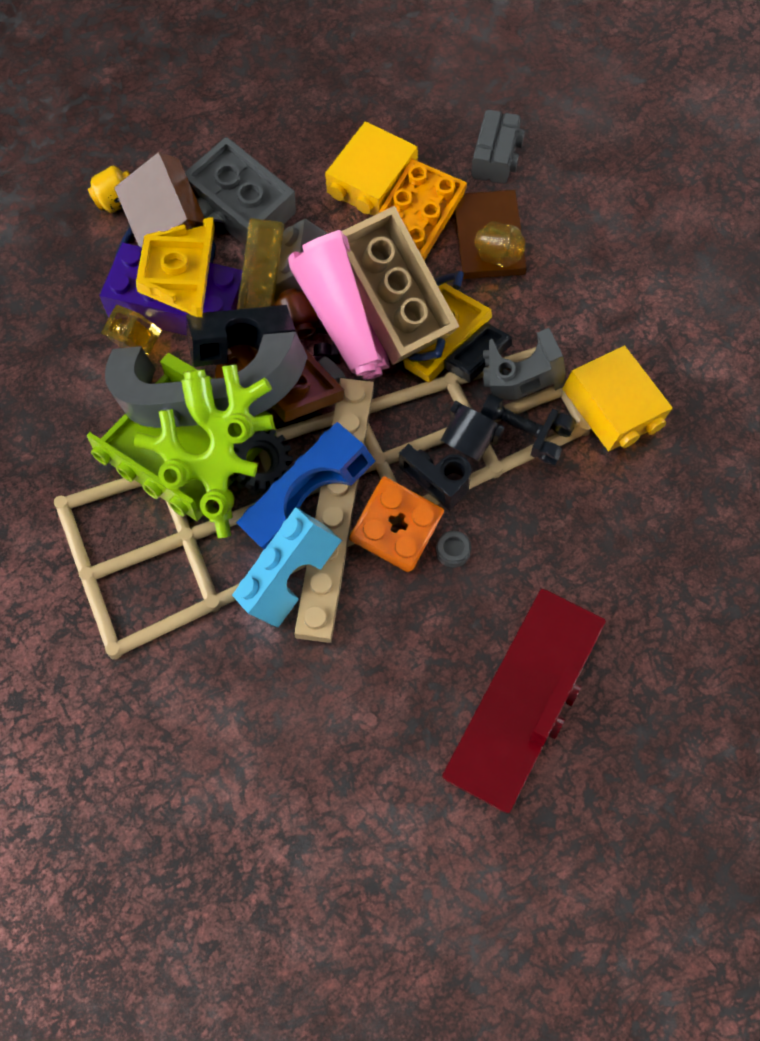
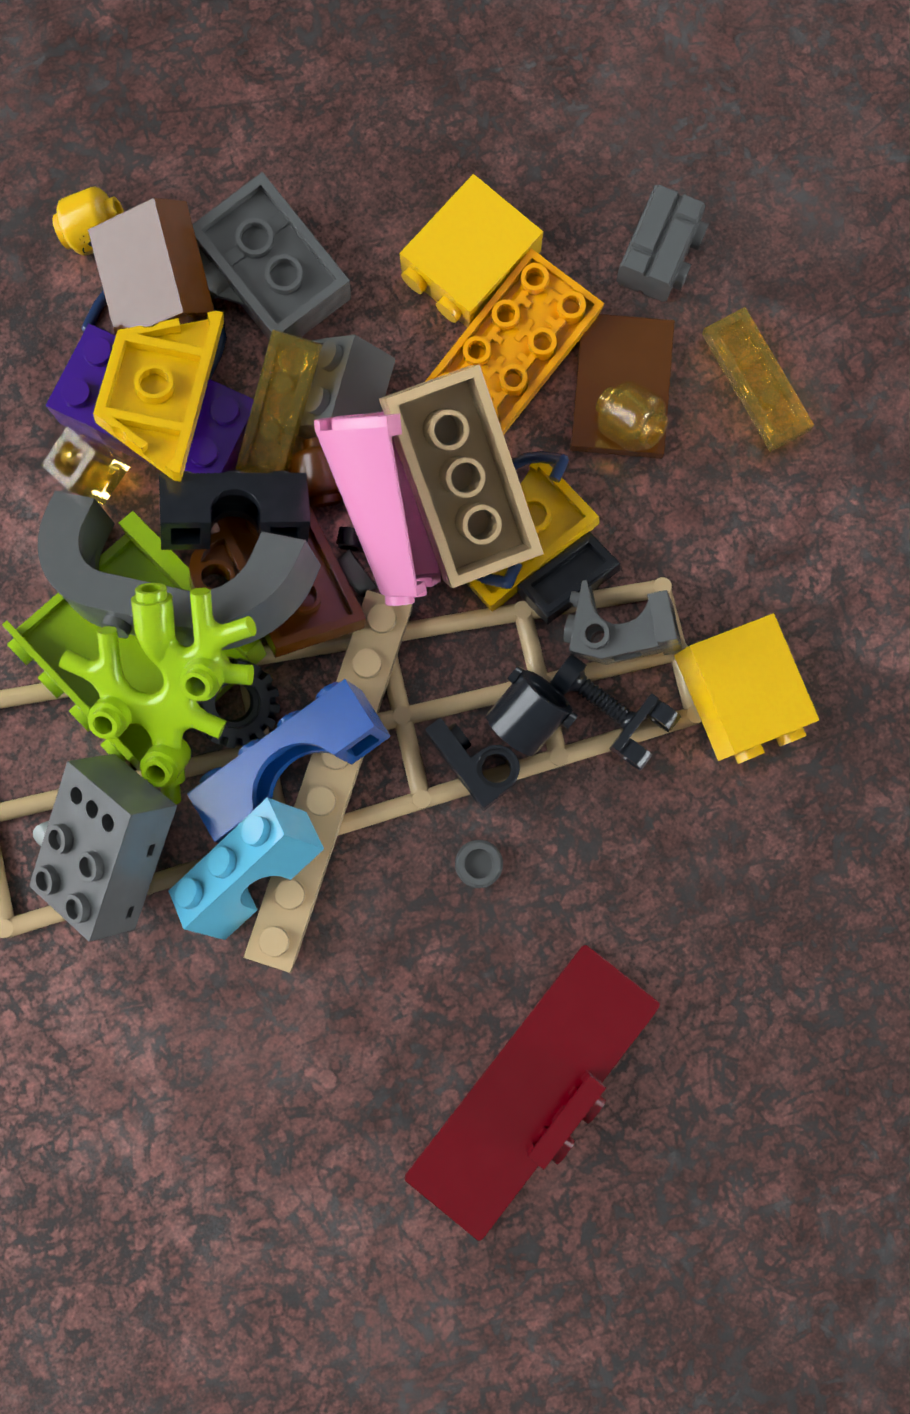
camera: 10 degrees right, 15 degrees up
(179, 565) = (101, 846): none -> dark grey piece
(417, 515) = (403, 793): orange brick -> none
(579, 215) = (757, 379): none -> clear yellow plate

